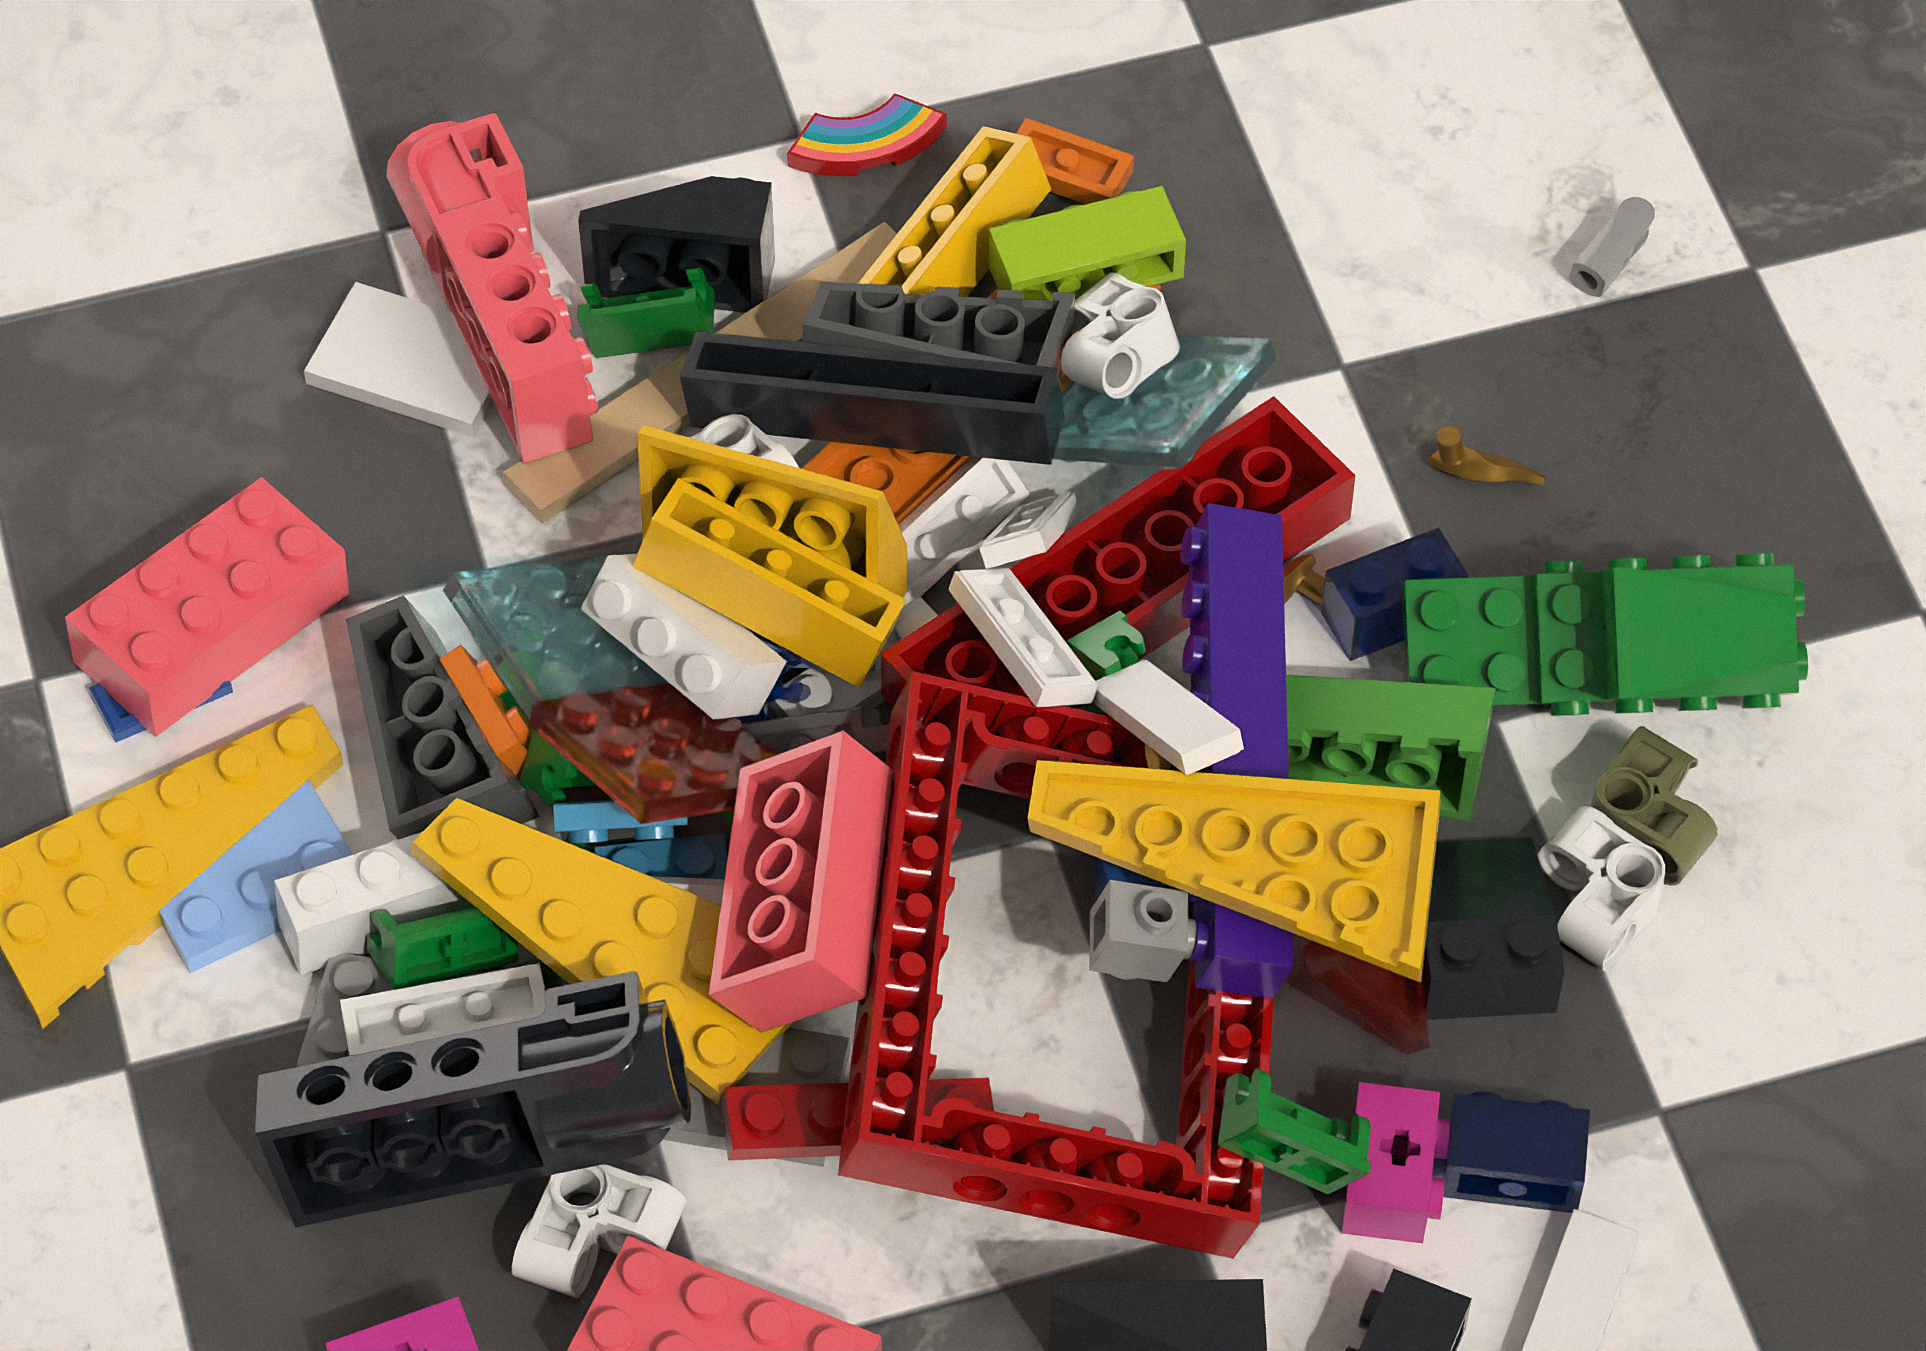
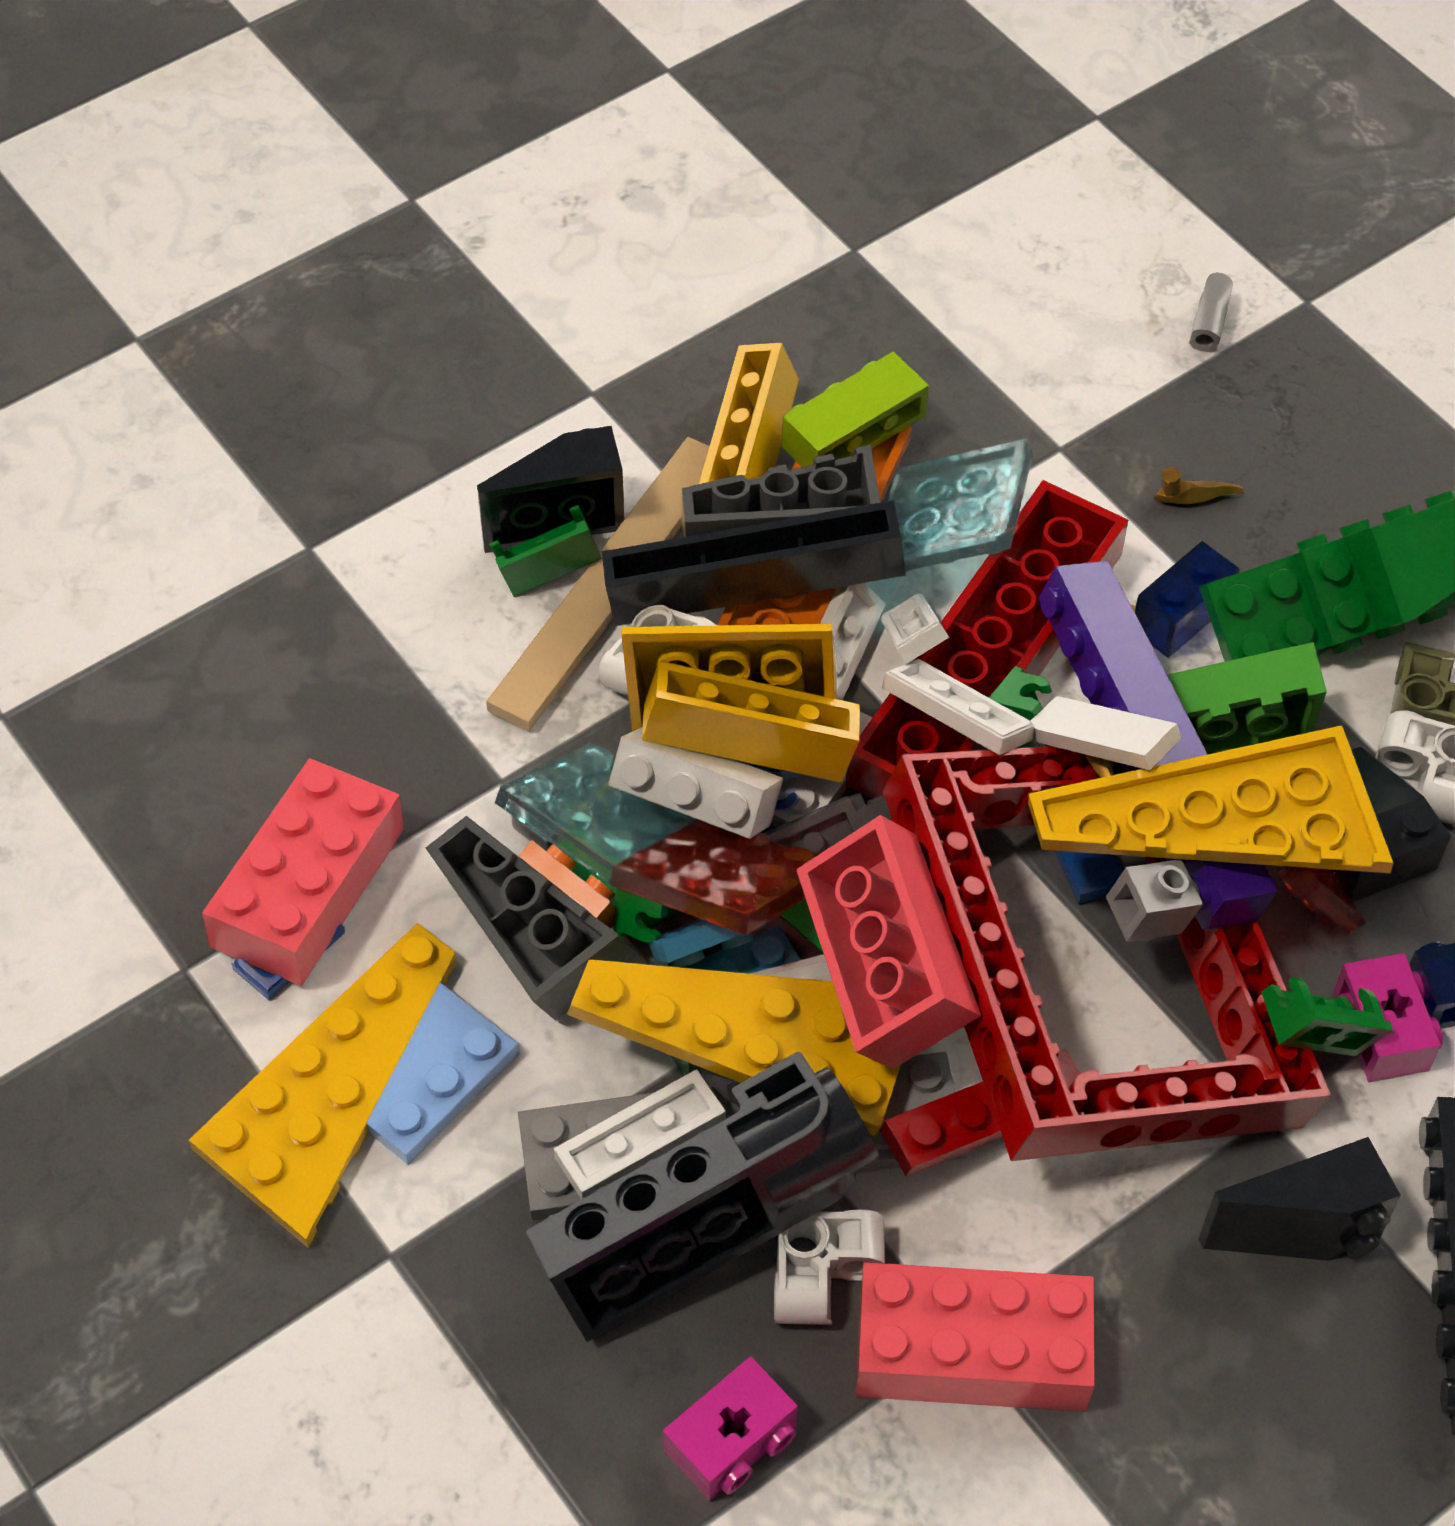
camera: 20 degrees left, 0 degrees up
(330, 905) = (533, 1064): white brick -> none
(401, 360) = (376, 636): white tile -> none
(438, 946) = (606, 1081): green hinge -> none
(478, 249) = (387, 528): coral brick -> none
(848, 144) = (651, 379): tile -> none
(1078, 165) = (814, 358): orange plate -> none
(1118, 336) = (911, 466): white piece -> none

